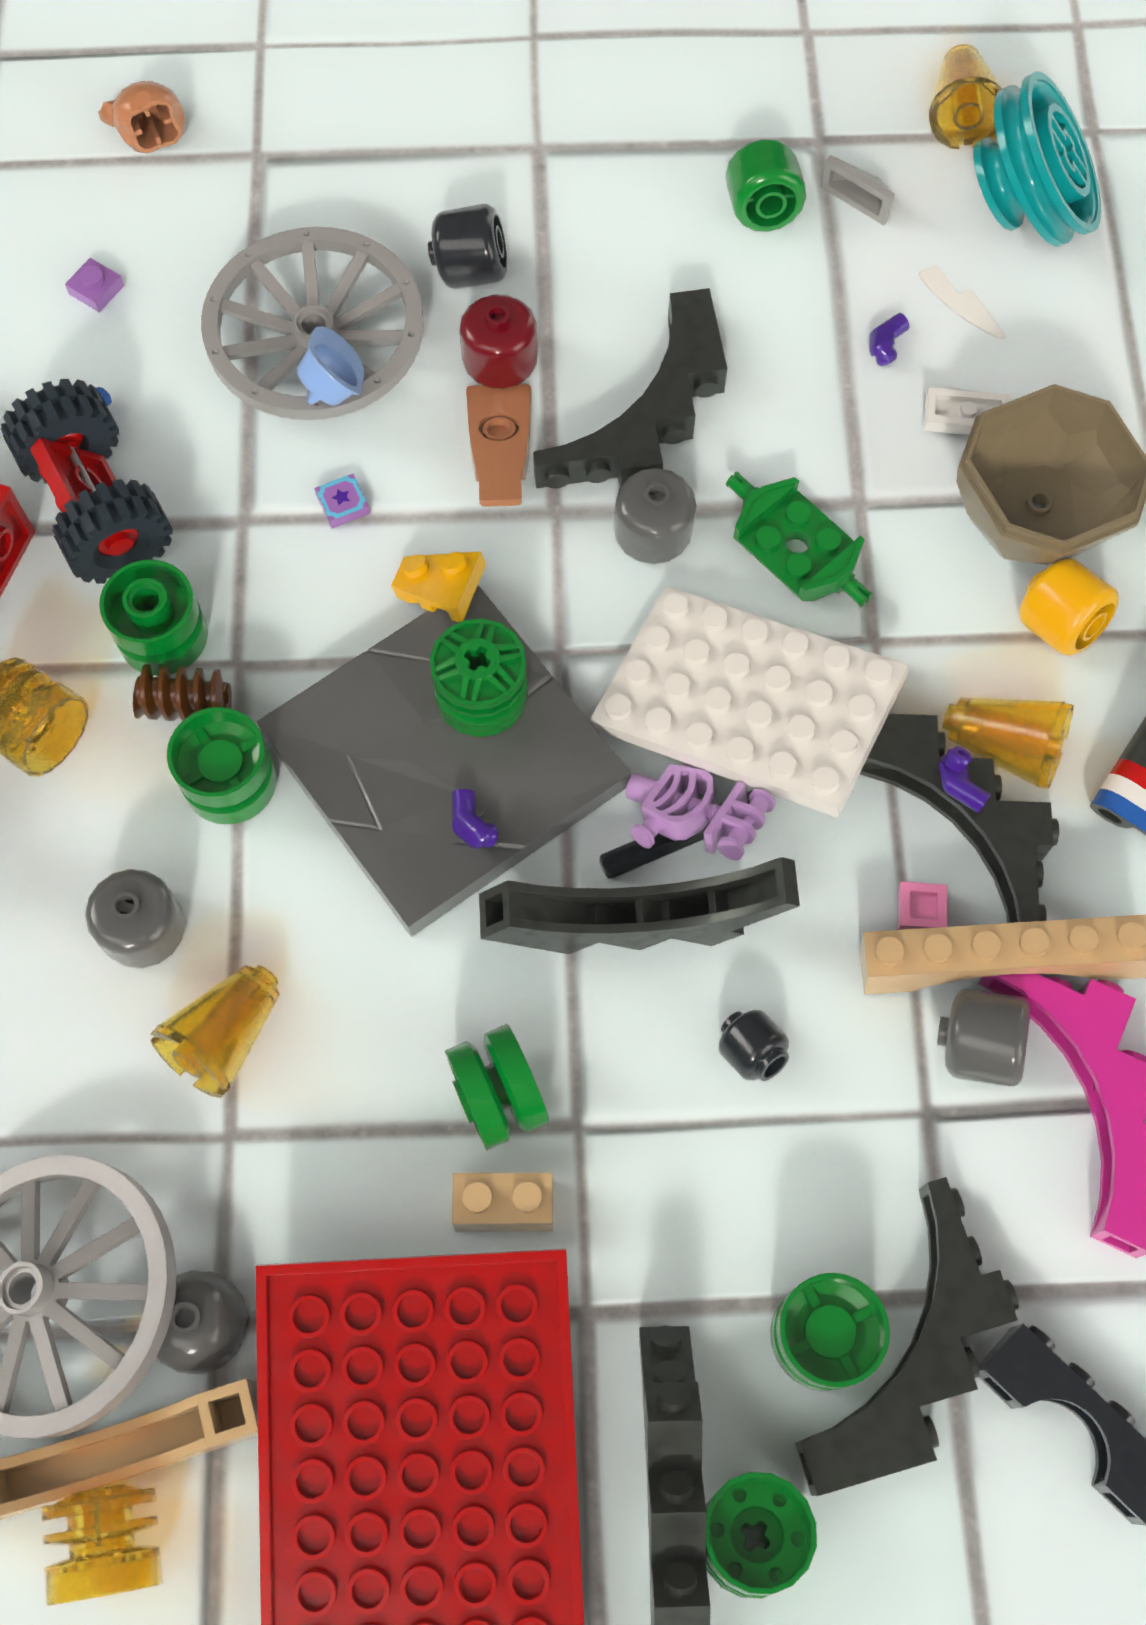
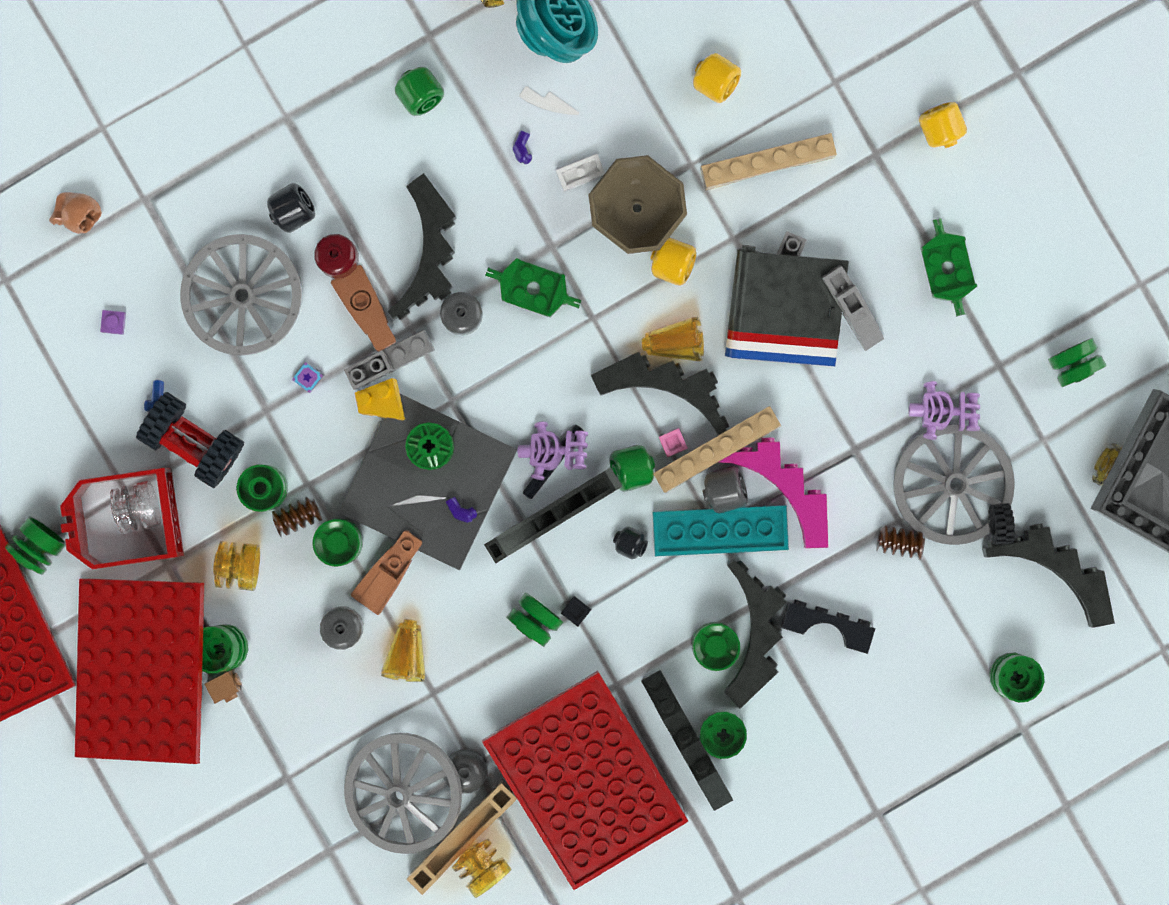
camera: 25 degrees left, 20 degrees up
(276, 868) = (386, 574): none -> nougat piece
(330, 368) = (272, 324): light blue piece -> none
(499, 535) = (389, 360): none -> light grey slope
(502, 1202) = (561, 662): tan brick -> none
(582, 1122) = (576, 611): none -> black tile
(751, 699) = (551, 385): white plate -> none
(831, 911) = (632, 467): none -> green head
(858, 189) = (466, 59): light grey slope -> none
(940, 1118) = (714, 533): none -> teal plate
(956, 779) = (661, 382): dark purple arm -> none

